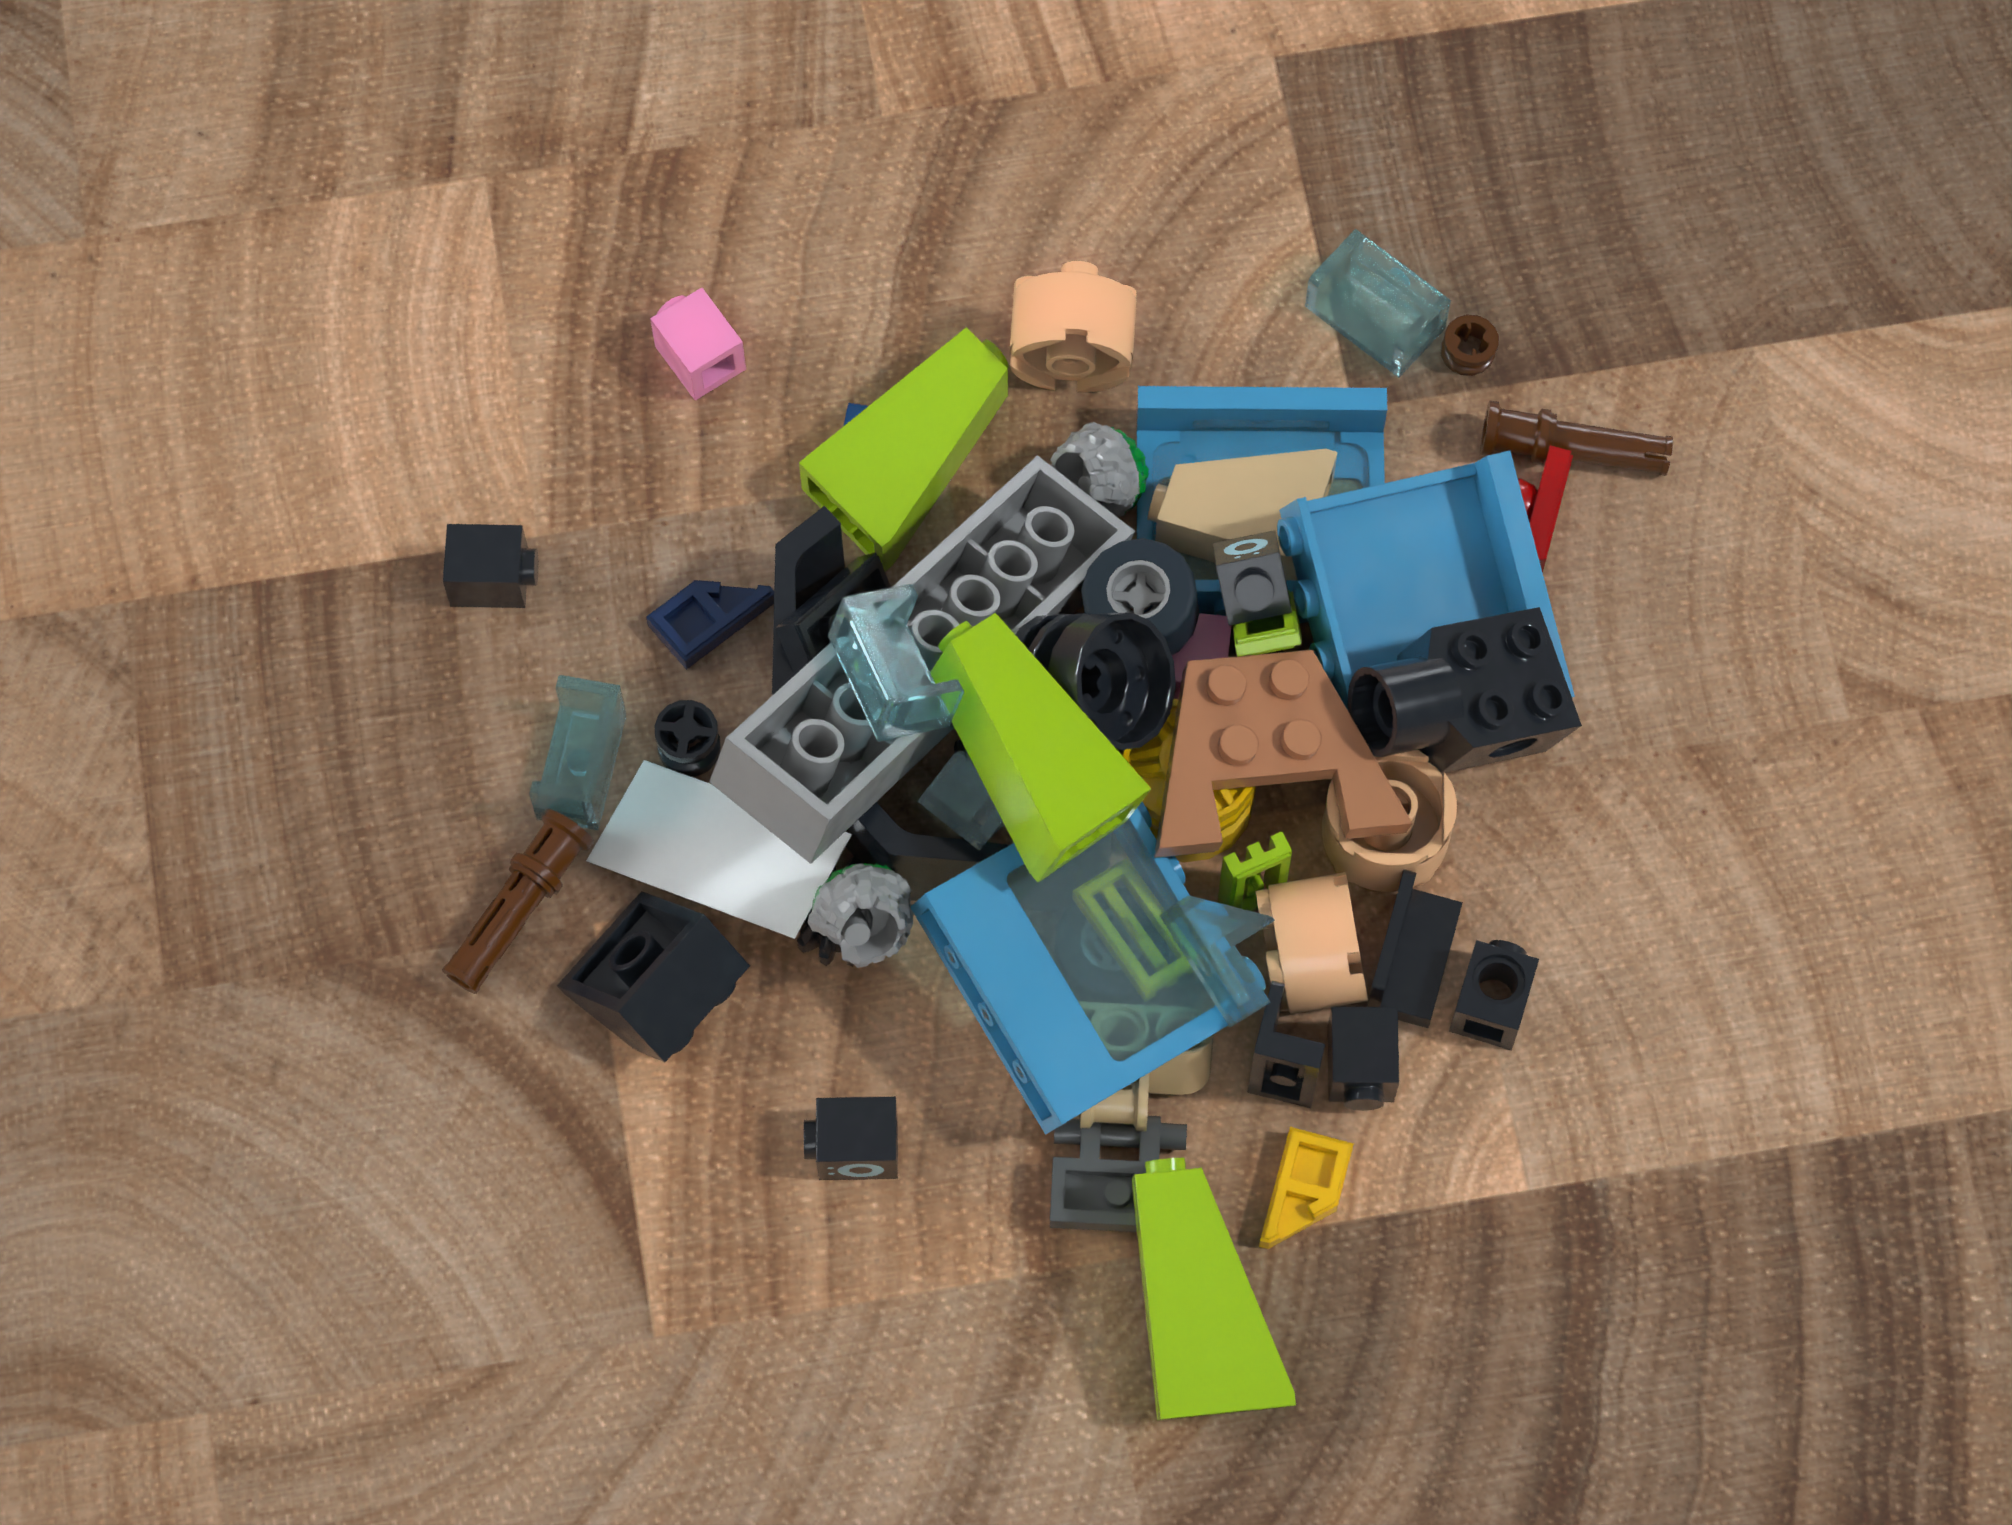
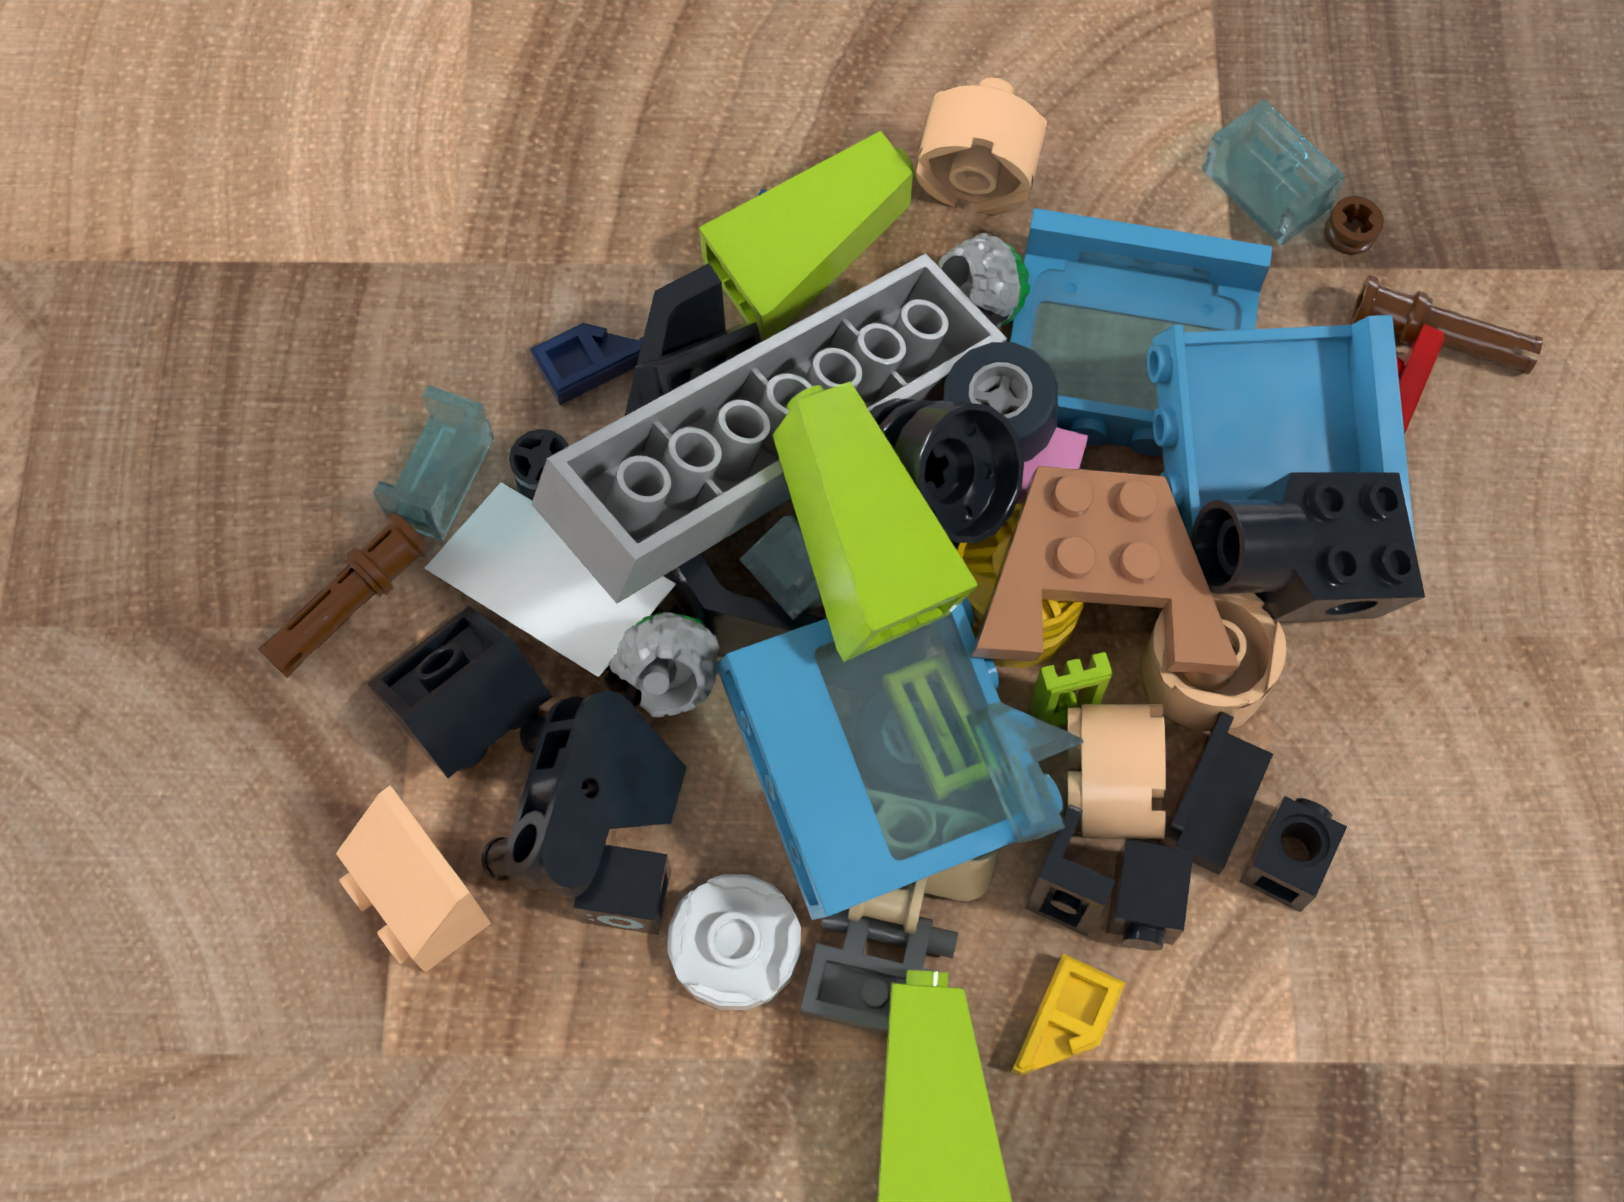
camera: 10 degrees right, 0 degrees up
(488, 566) = (391, 278): black brick -> none
(652, 1167) = (408, 884): none -> light nougat slope
(697, 343) = (631, 111): bright pink brick -> none
(806, 1035) = (589, 774): none -> black piece
(888, 667) = (733, 417): clear light blue panel -> none
(973, 1171) = (734, 942): none -> white tile
(1236, 499) = (1105, 332): tan slope -> none
(1252, 577) = (1115, 398): black brick -> none
(1268, 633) = (1121, 445): lime slope -> none

